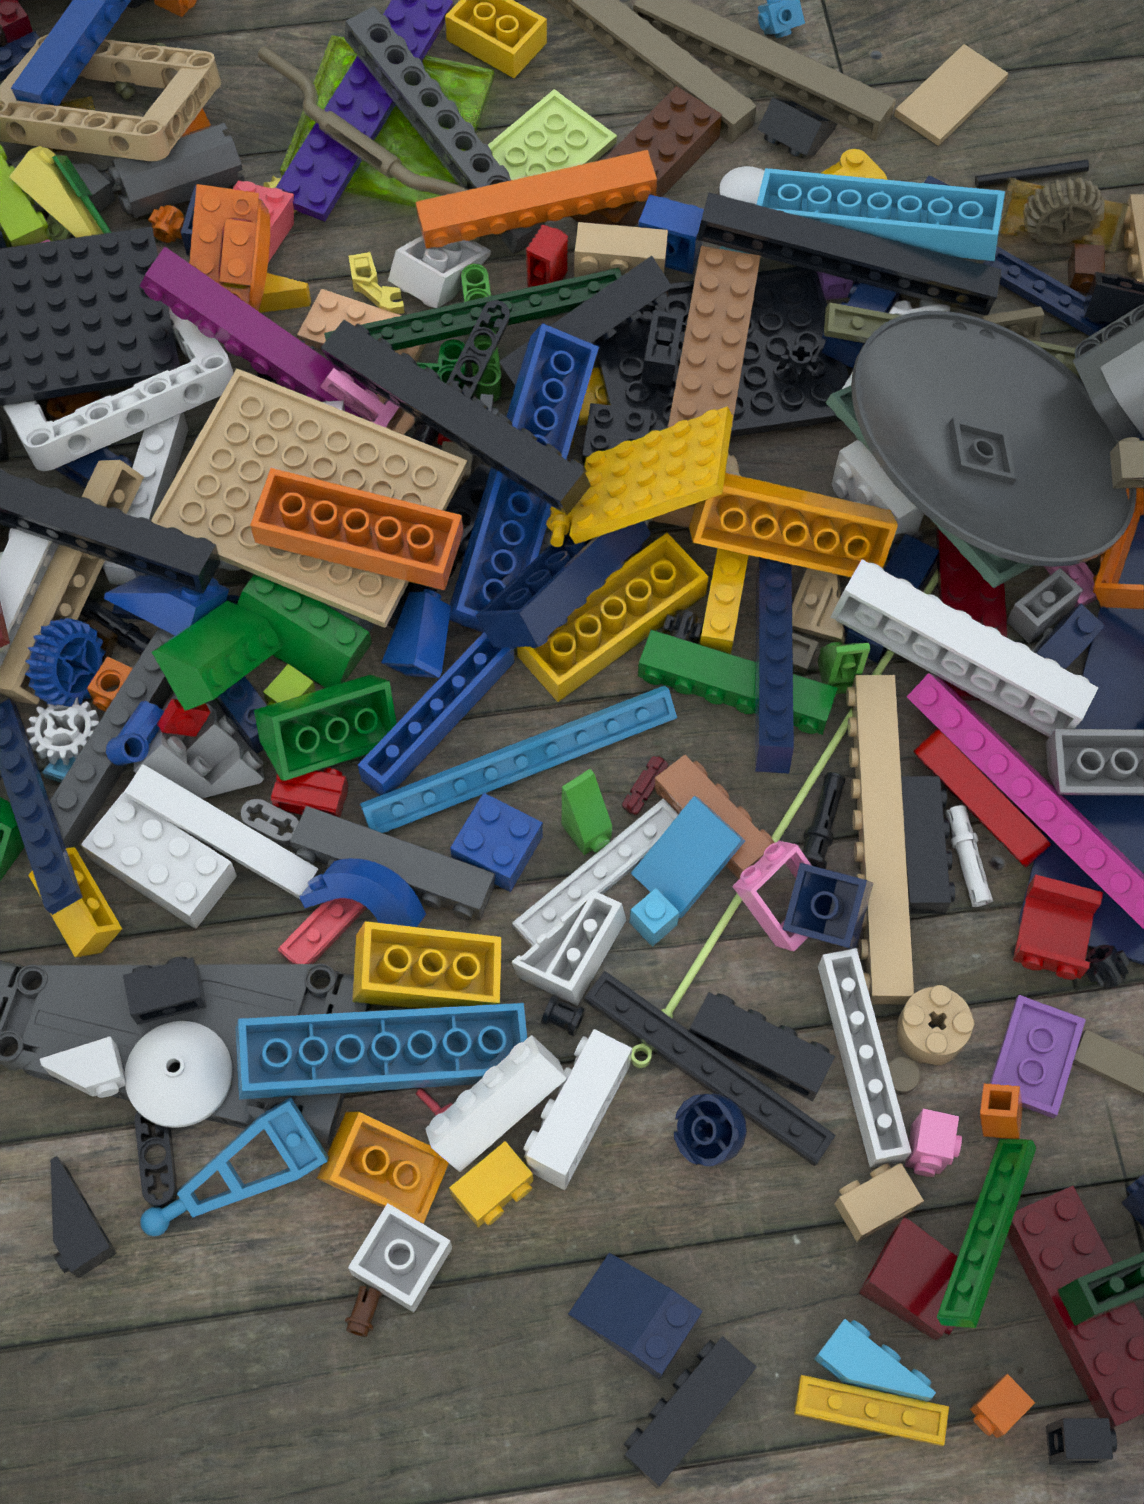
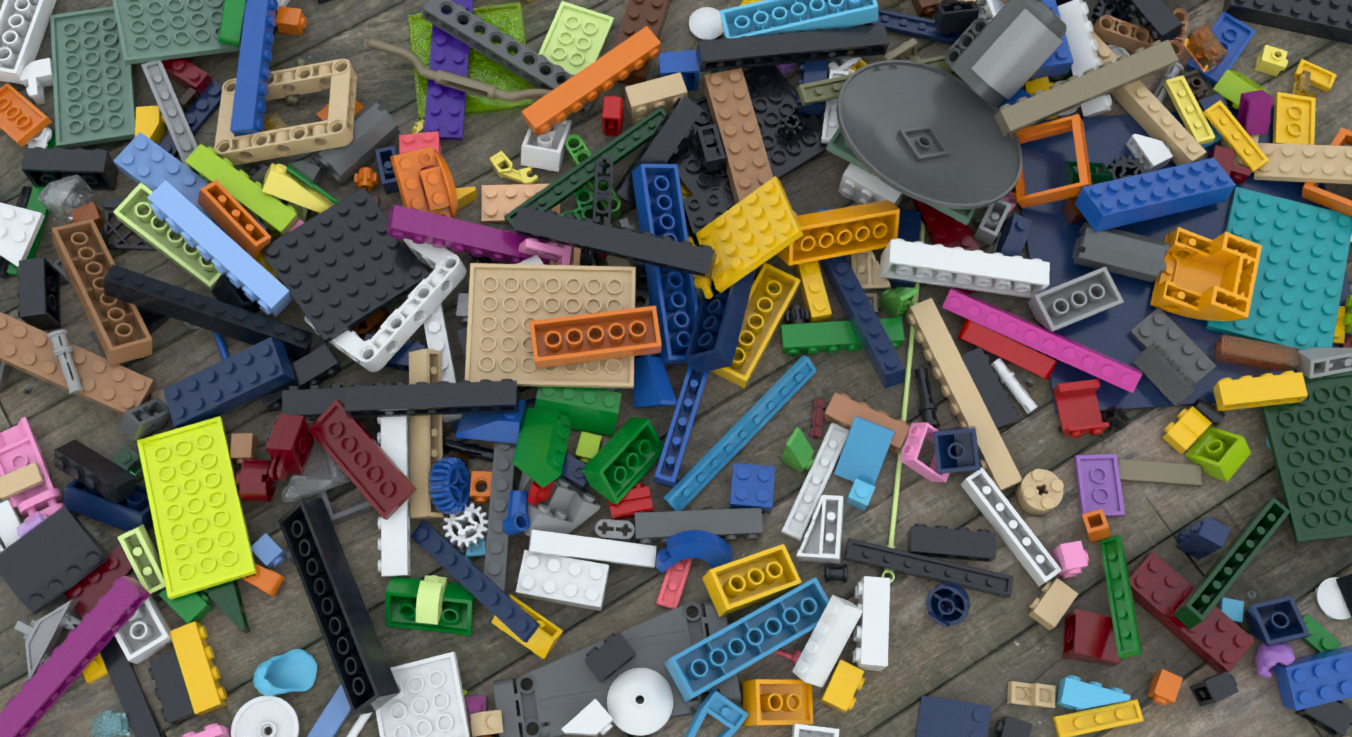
camera: 25 degrees left, 5 degrees up
(781, 1326) = (1031, 694): none -> tan slope

